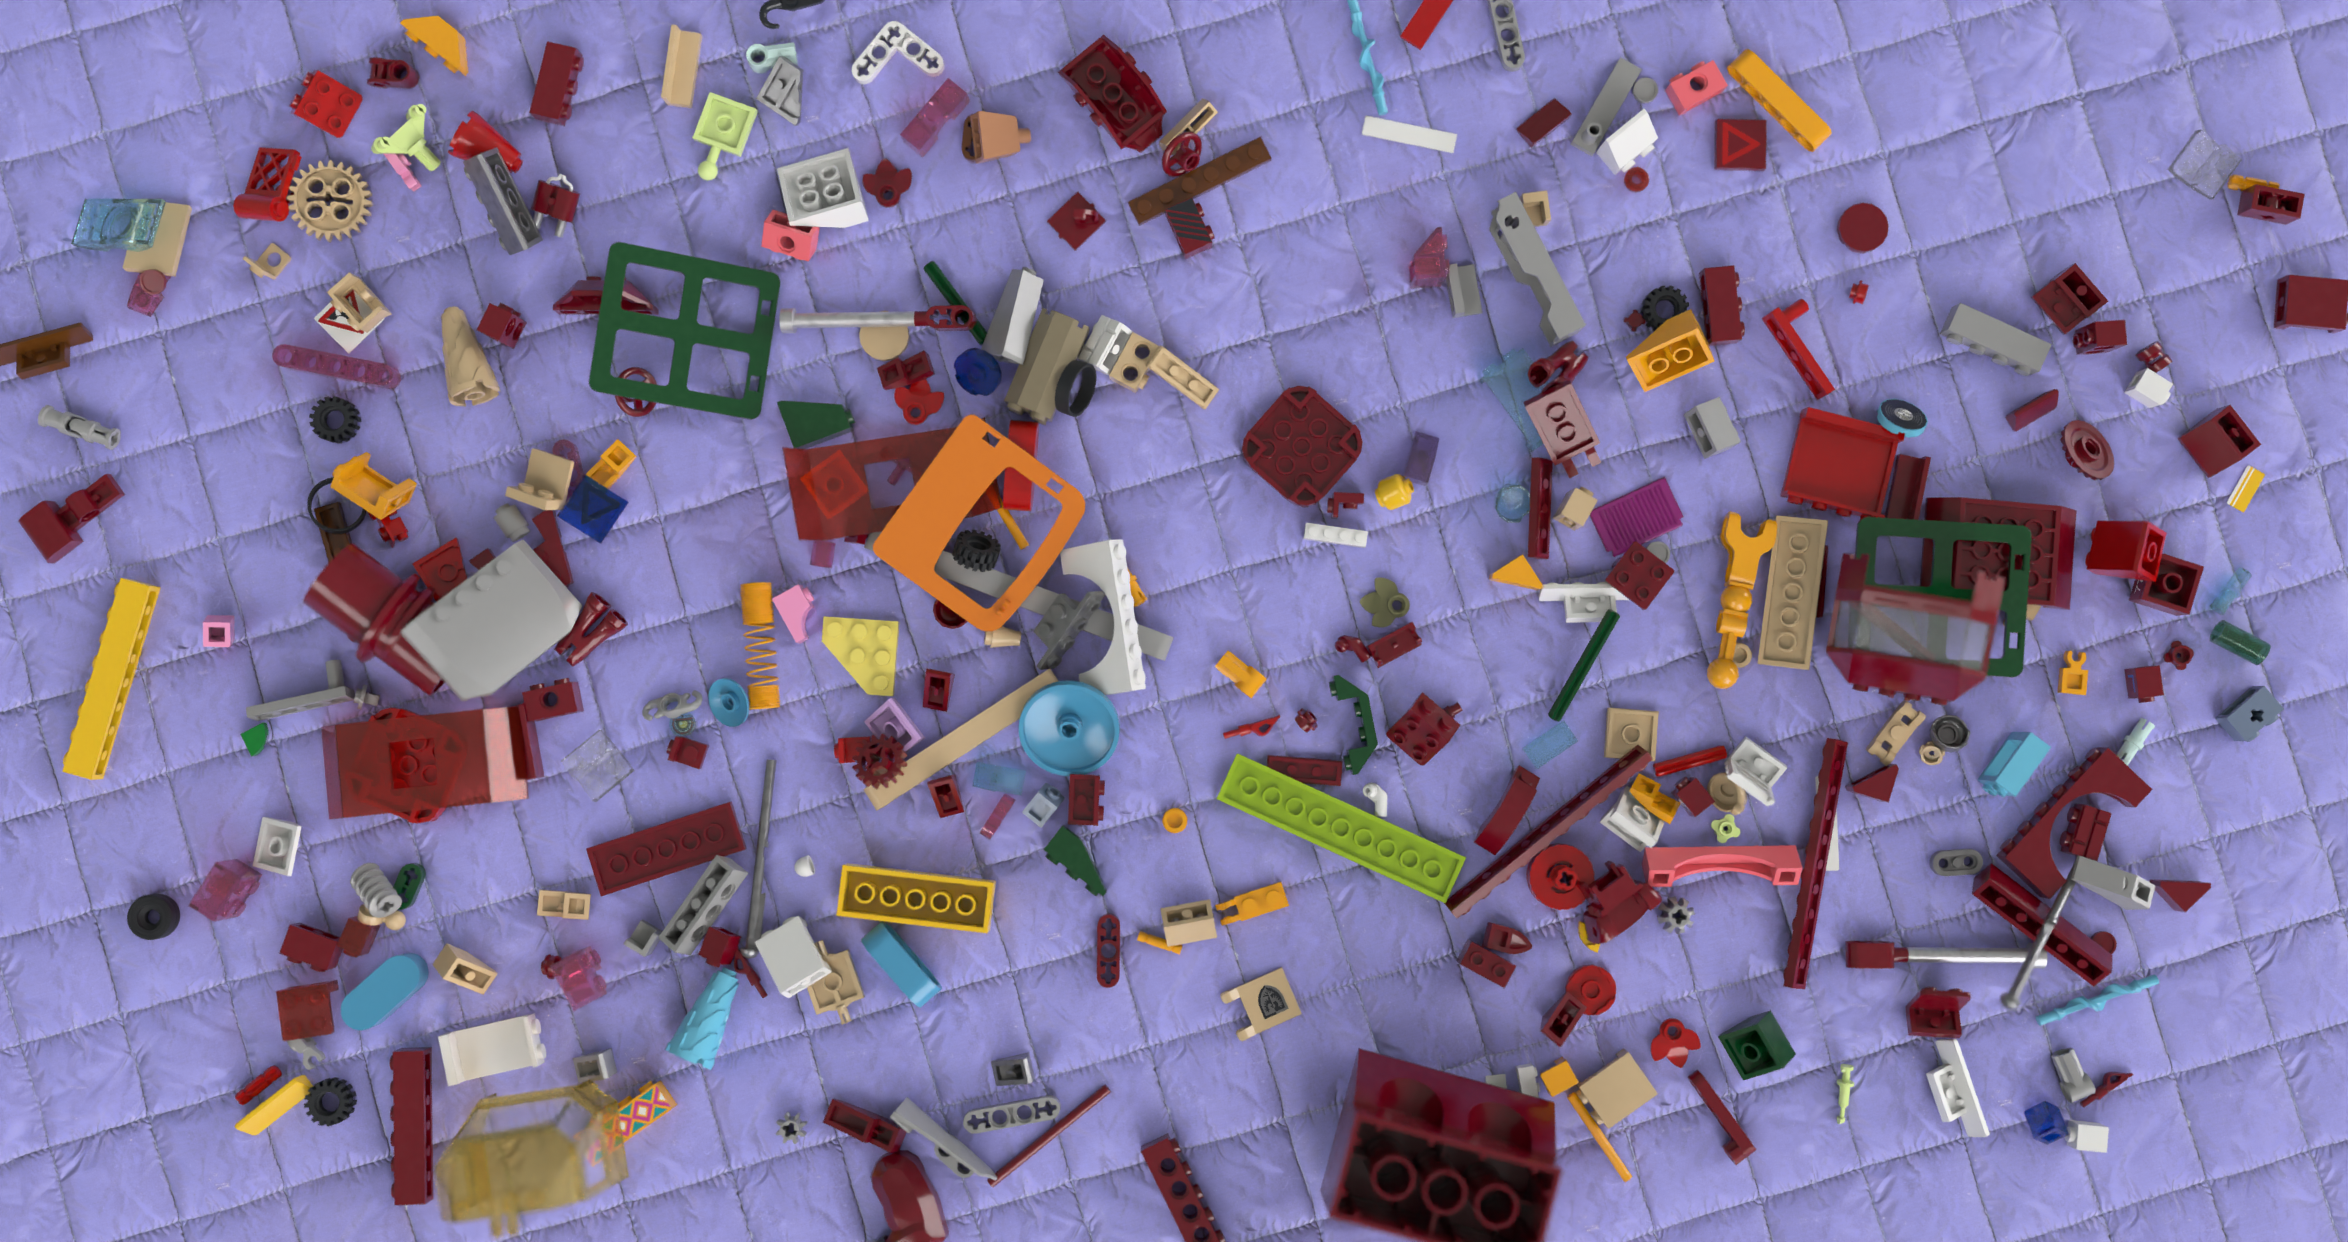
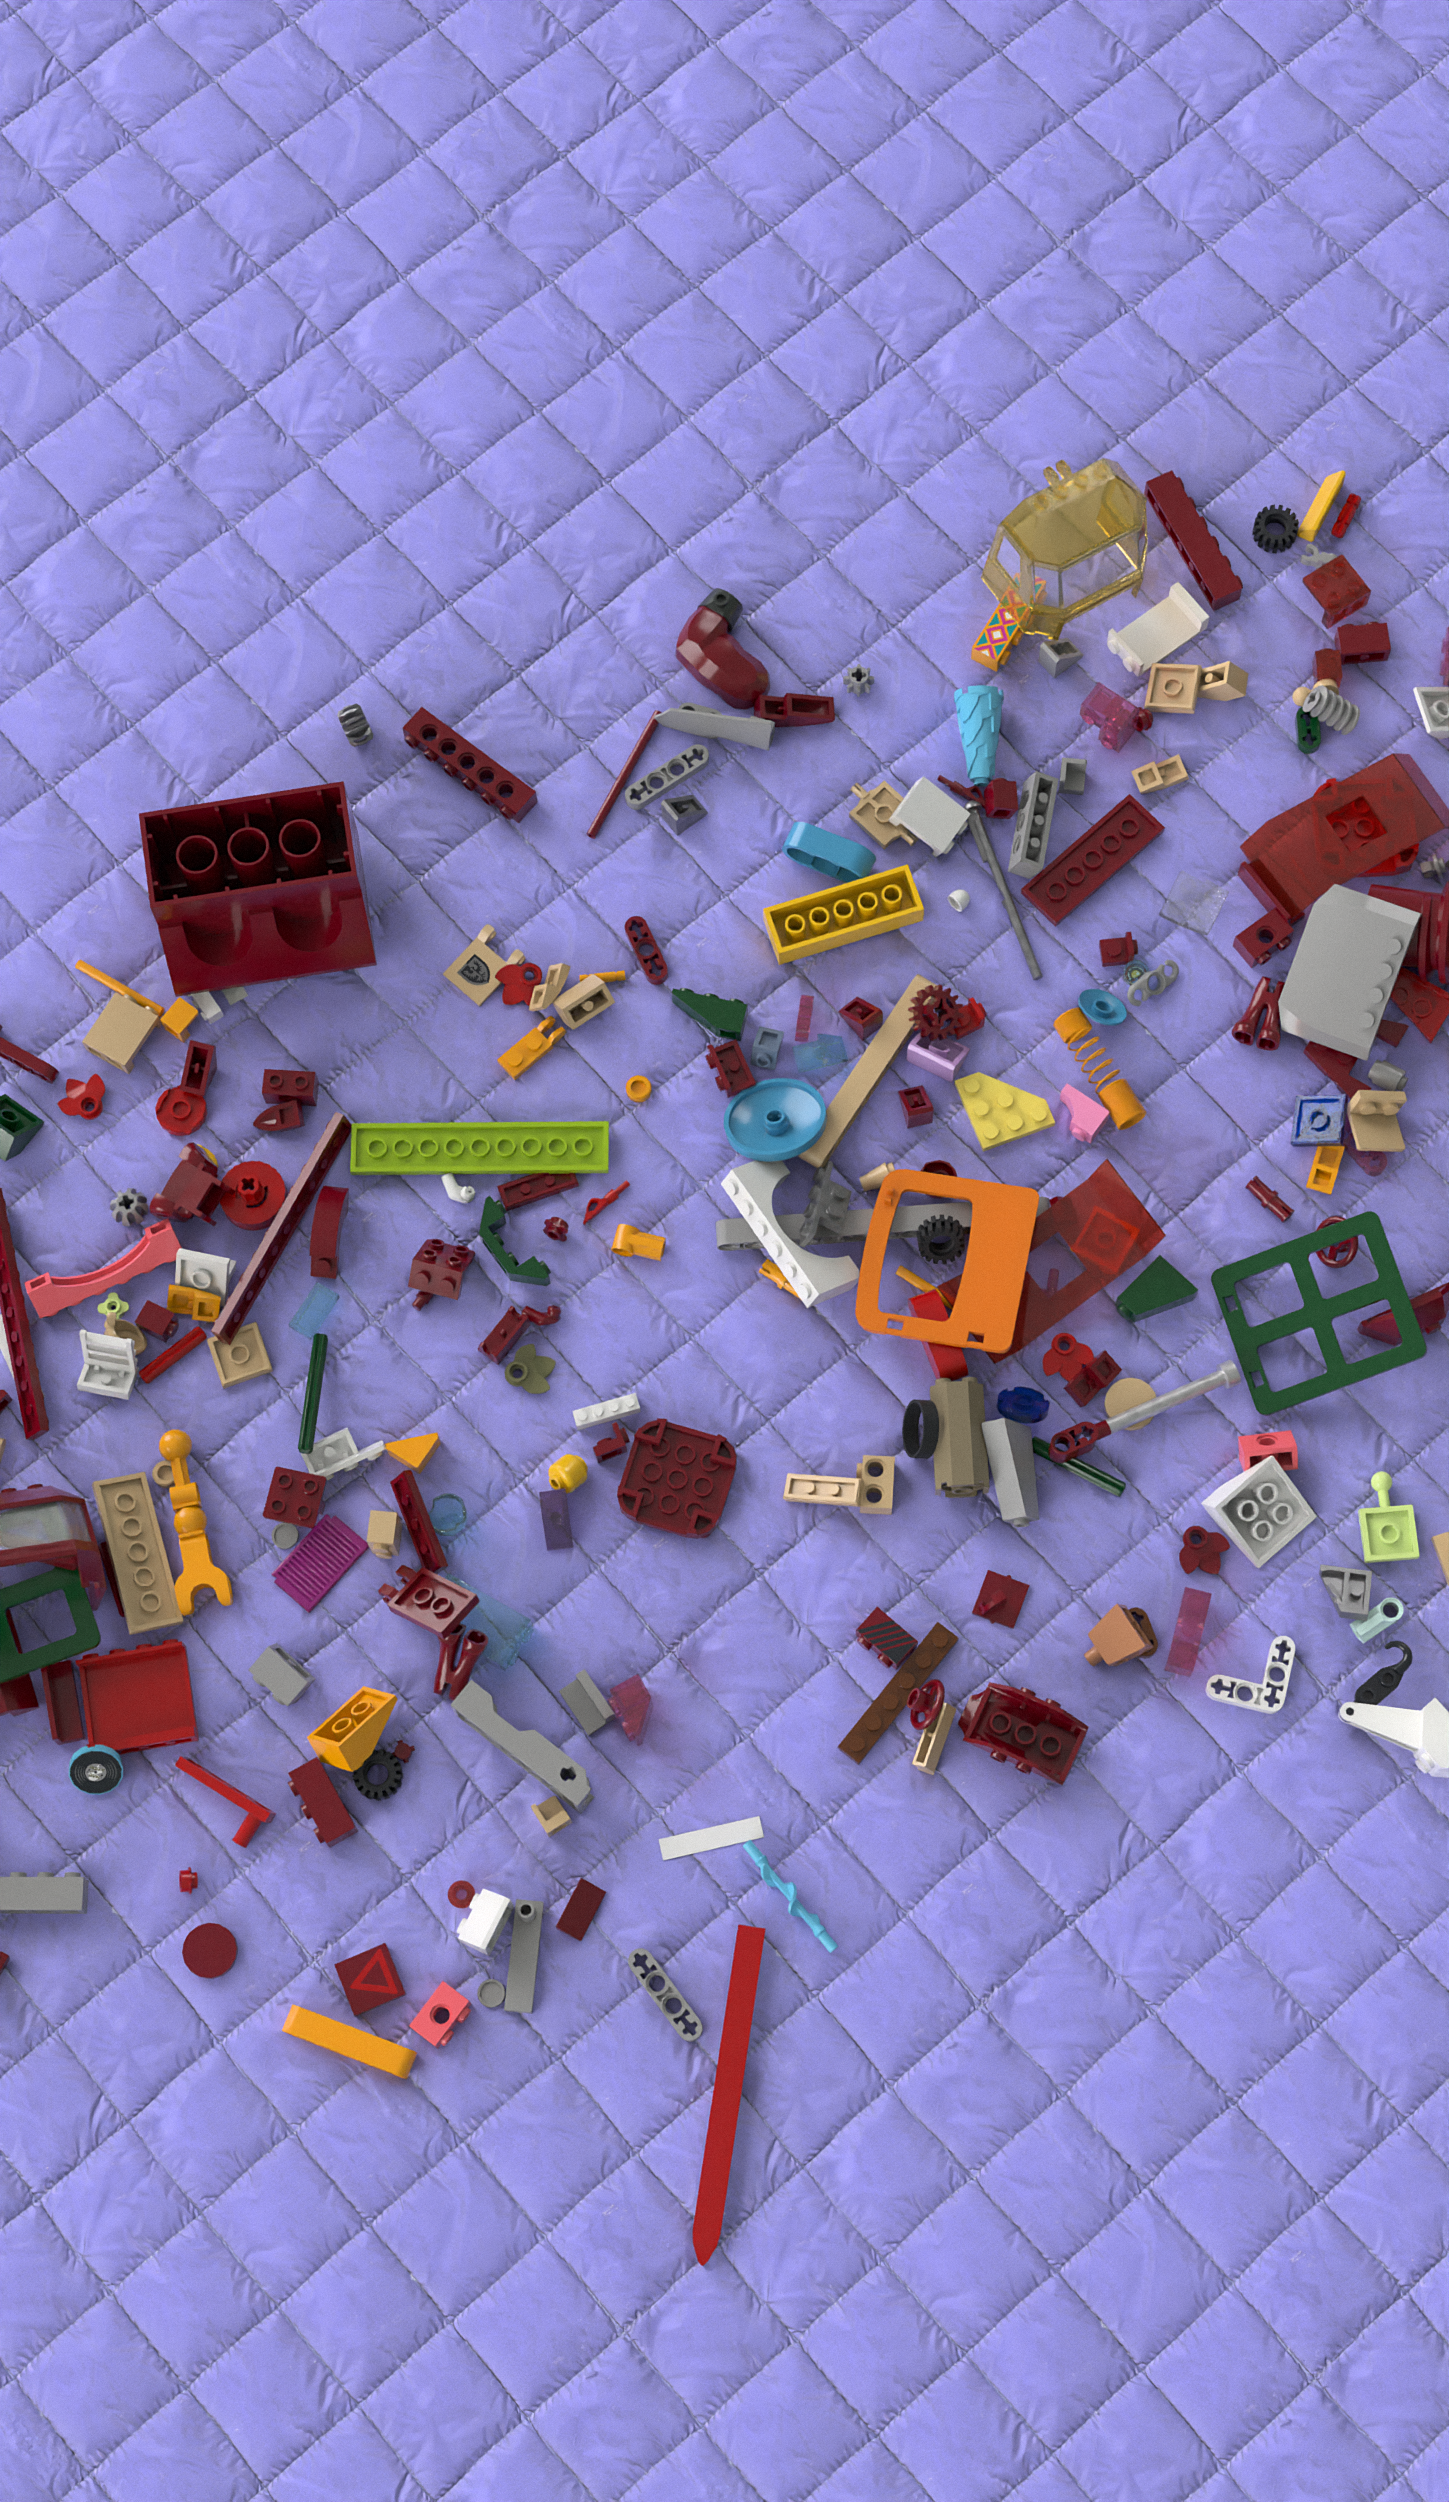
camera: 160 degrees right, 15 degrees down
(384, 991) = (1278, 635): dark azure plant -> none
(508, 983) = (1173, 688): none -> tan tile
(672, 460) = (1269, 1199): none -> dark red pin
(822, 554) = (1082, 1171): clear pink beam -> none
(1105, 344) = (913, 1486): white brick -> none
(1218, 946) = (546, 993): none -> tan slope
(1239, 967) = (516, 985): none -> red plate

